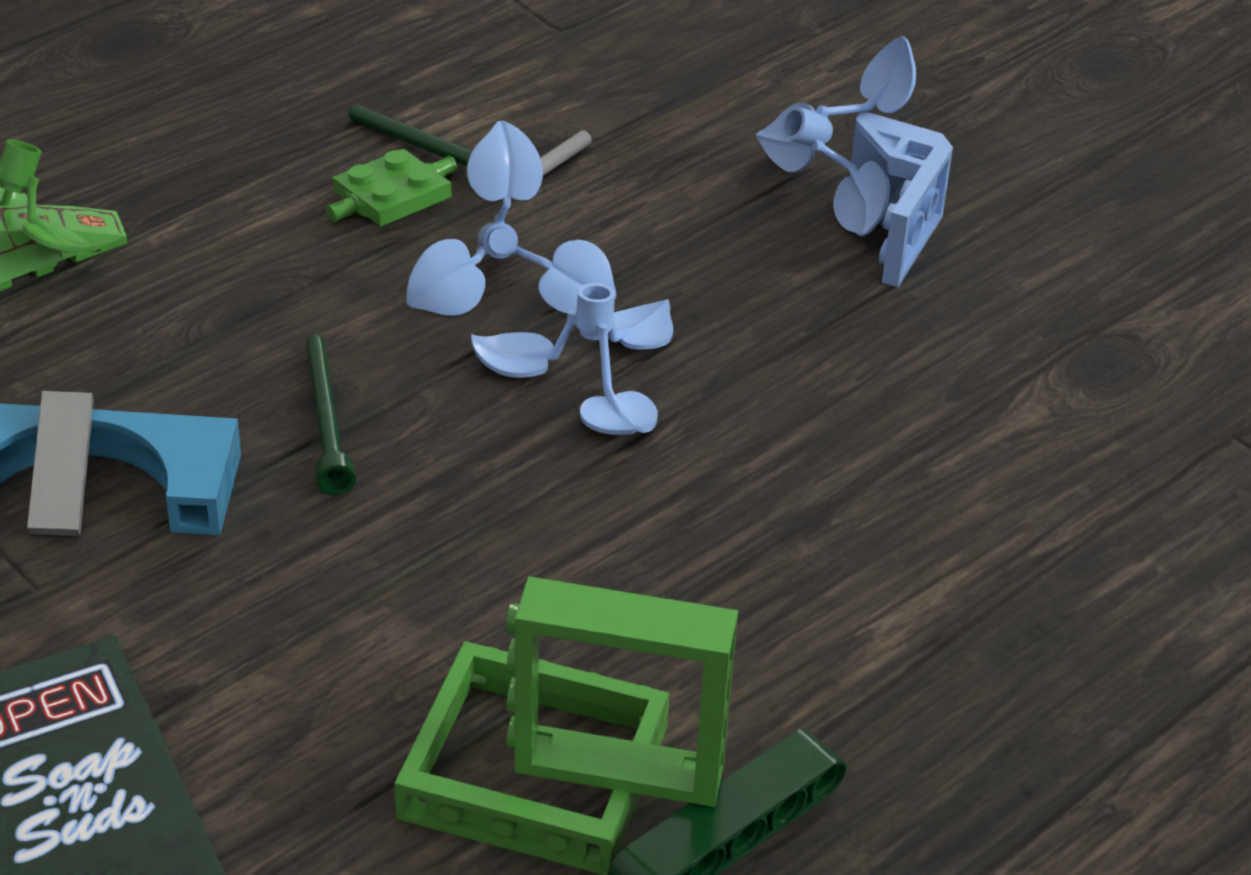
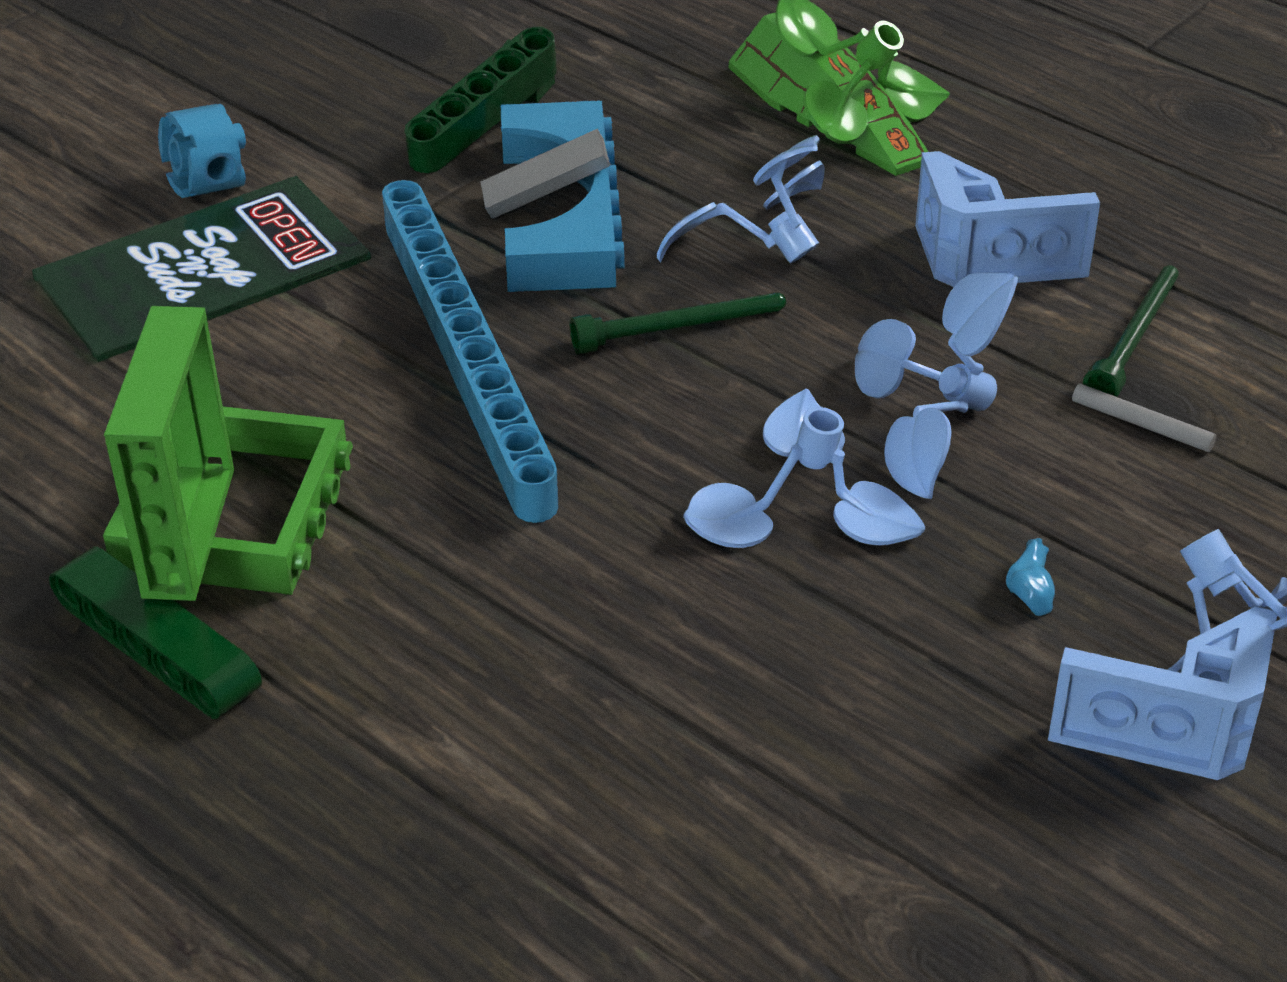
camera: 85 degrees right, 0 degrees up
(195, 367) = (788, 228): none -> light blue plant
(277, 187) = (975, 230): none -> light blue bracket
(315, 558) = (471, 354): none -> dark azure beam
(391, 187) = (1055, 316): bright green plate -> none
(732, 256) = (1031, 580): none -> dark azure animal

